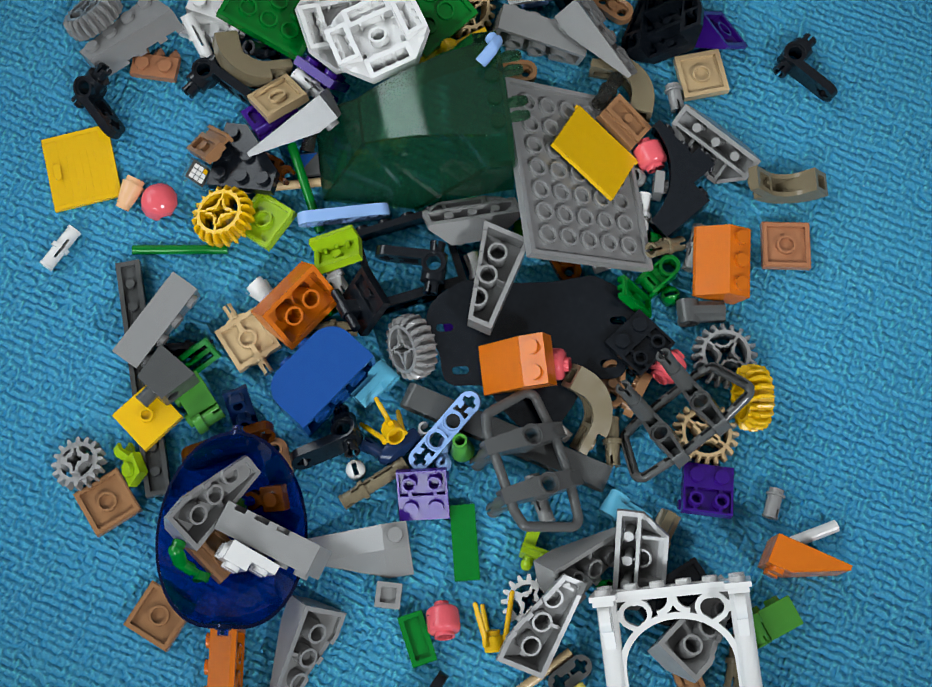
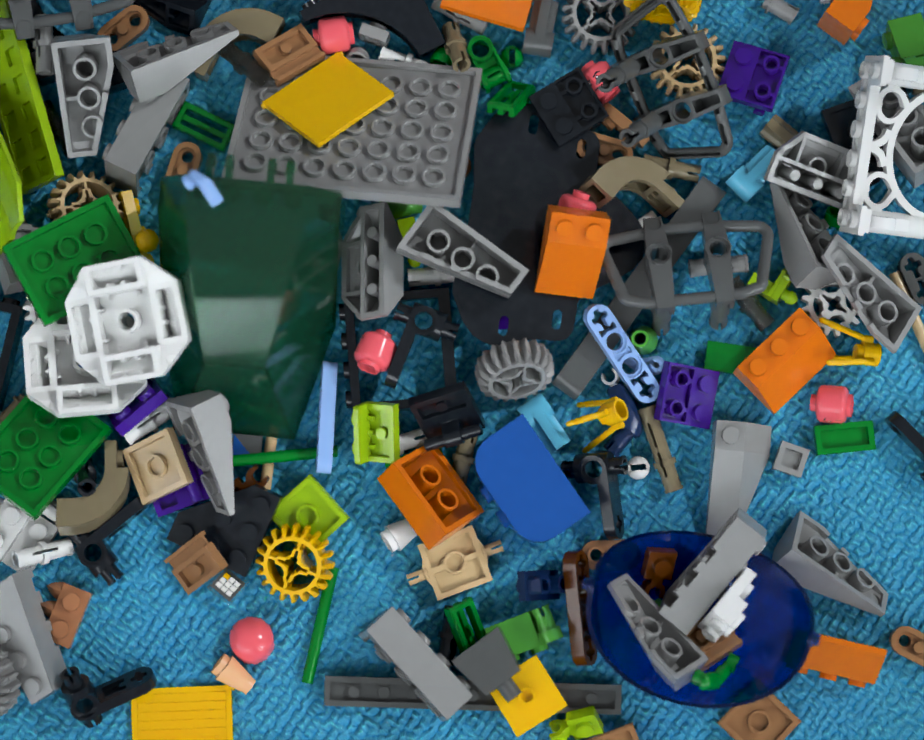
camera: 80 degrees left, 10 degrees up
(401, 233) = (375, 351): none -> coral head
(470, 570) = (785, 361): none -> orange slope
(511, 534) = (753, 308): none -> clear smoke pin
(557, 62) = (198, 136): none -> green tile

